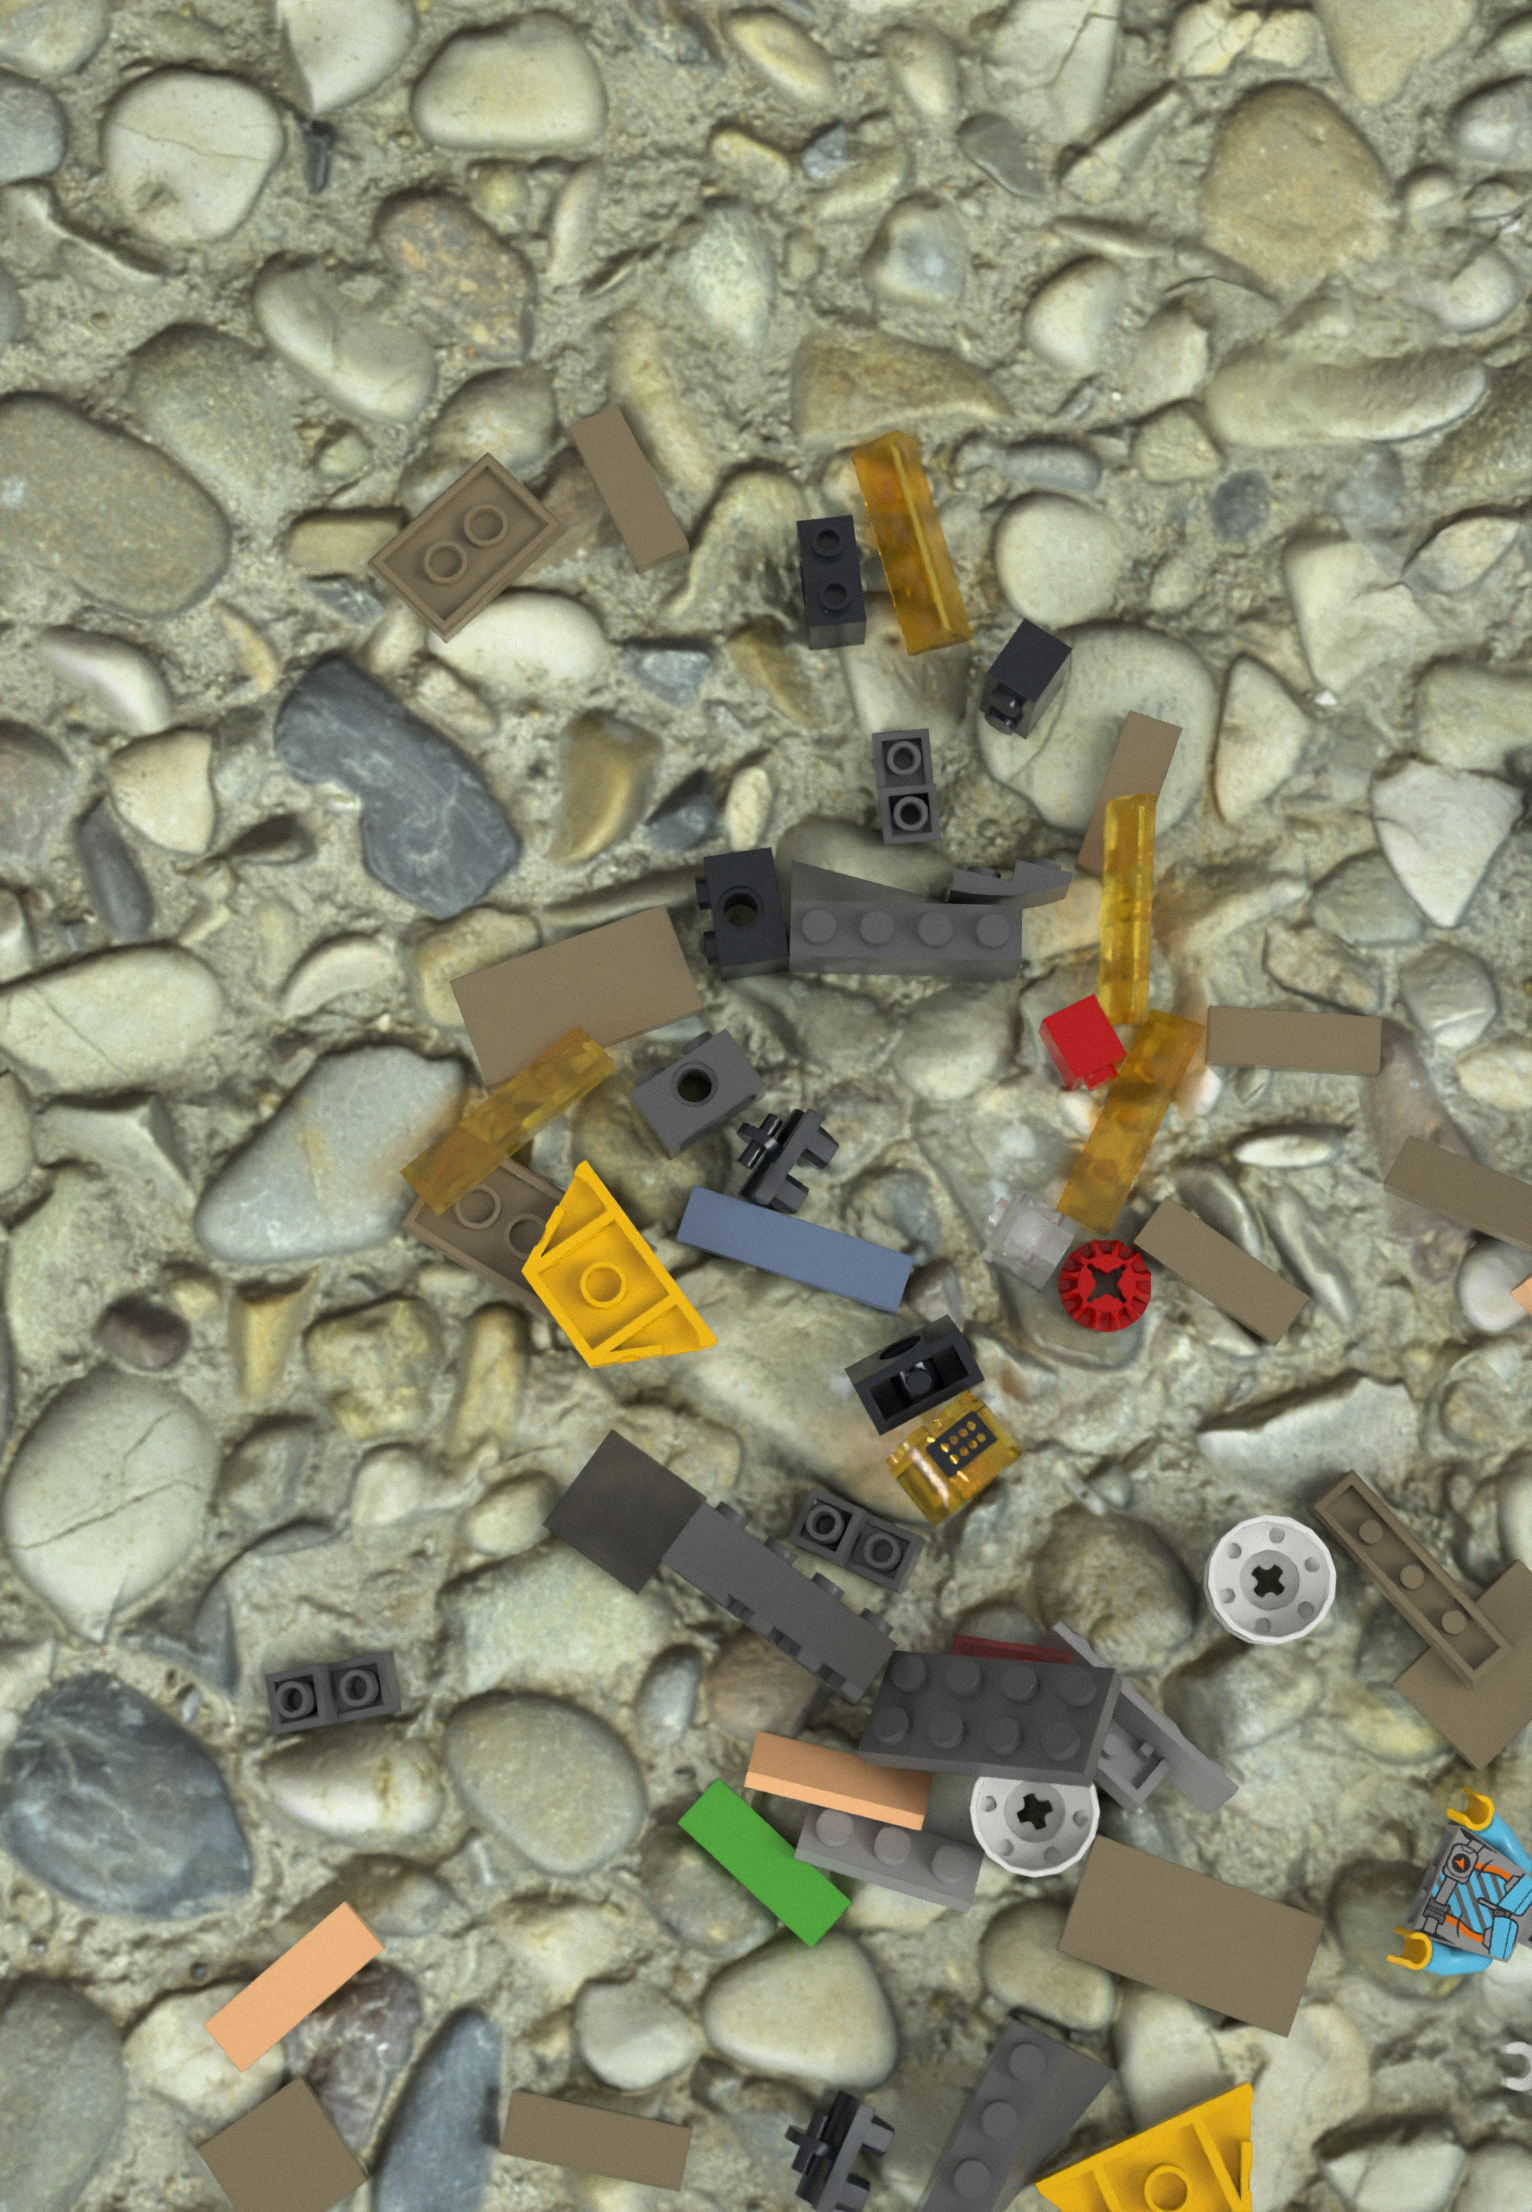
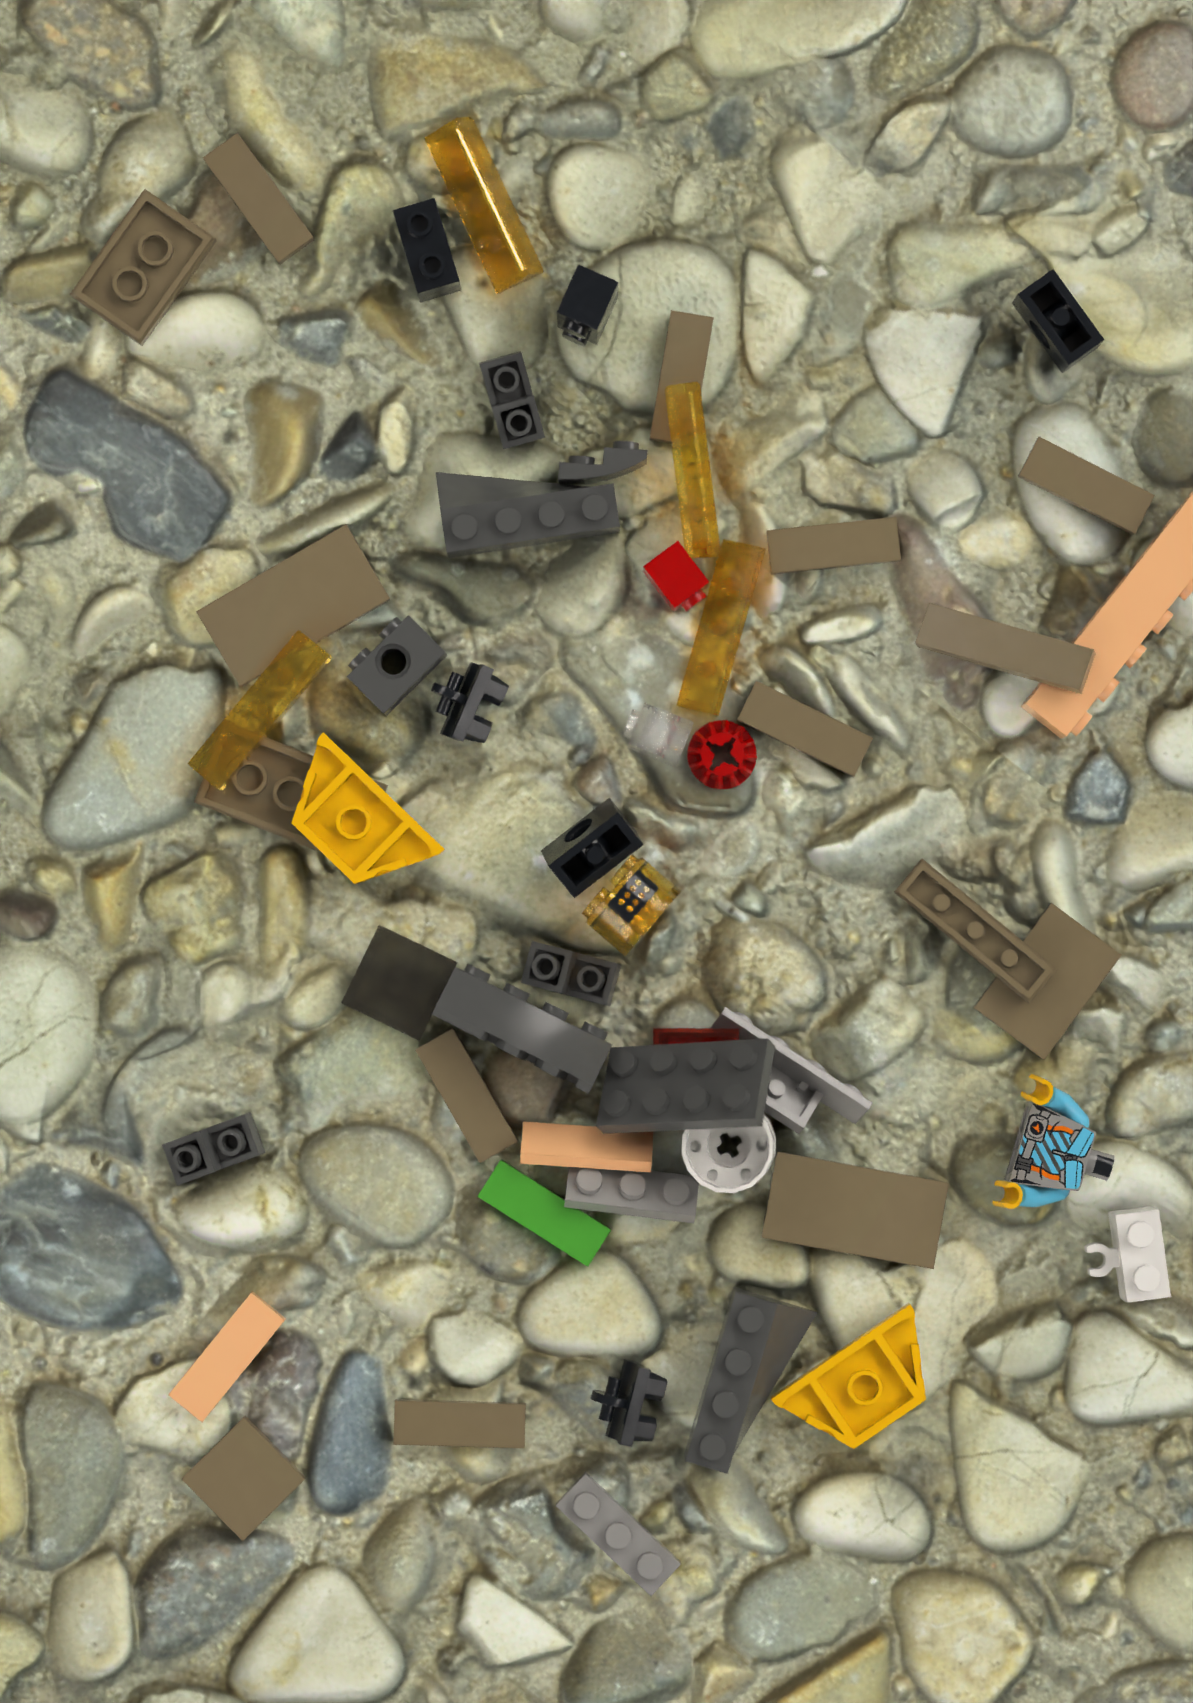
camera: 10 degrees left, 10 degrees up
(687, 1681) = (466, 1095): none -> dark tan tile
(750, 881) = (400, 496): black brick -> none
(795, 1249) = (489, 768): sand blue tile -> none
(1304, 1578) = (878, 977): white wheel -> none

